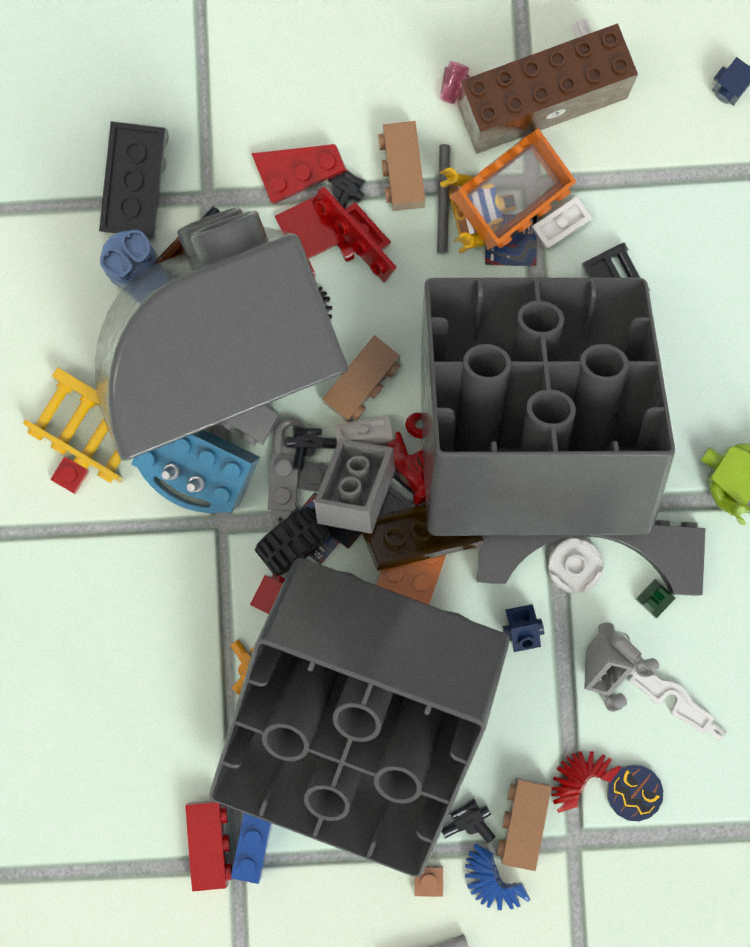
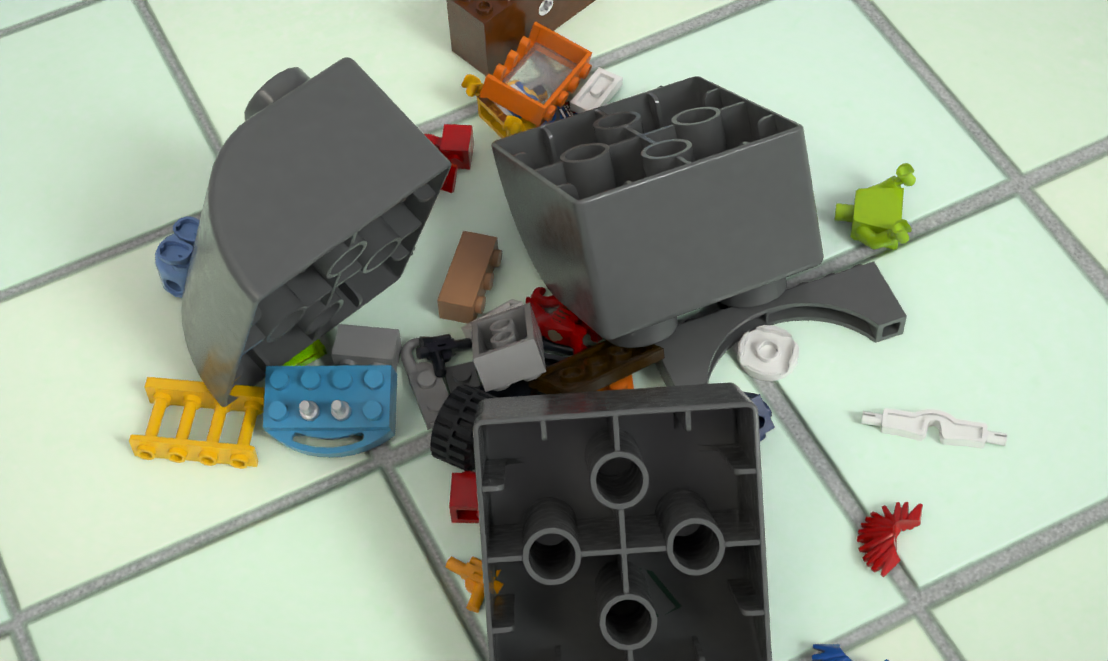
camera: 25 degrees left, 30 degrees down
(69, 475) = (199, 478): red plate -> none
(133, 178) = (159, 194): black hinge -> none
(402, 166) = (422, 99): medium nougat brick -> none
(408, 229) = (455, 144): none -> red brick
(443, 201) = (474, 115): dark grey bar -> none
(451, 81) = (439, 30): clear pink cone -> none
(471, 820) = (795, 625): black piece -> none
(524, 824) = (855, 601): medium nougat brick -> none
(610, 661) = (851, 407): light grey torso -> none
(635, 793) = (951, 527): tile -> none
(655, 598) = (863, 348): dark green tile -> none

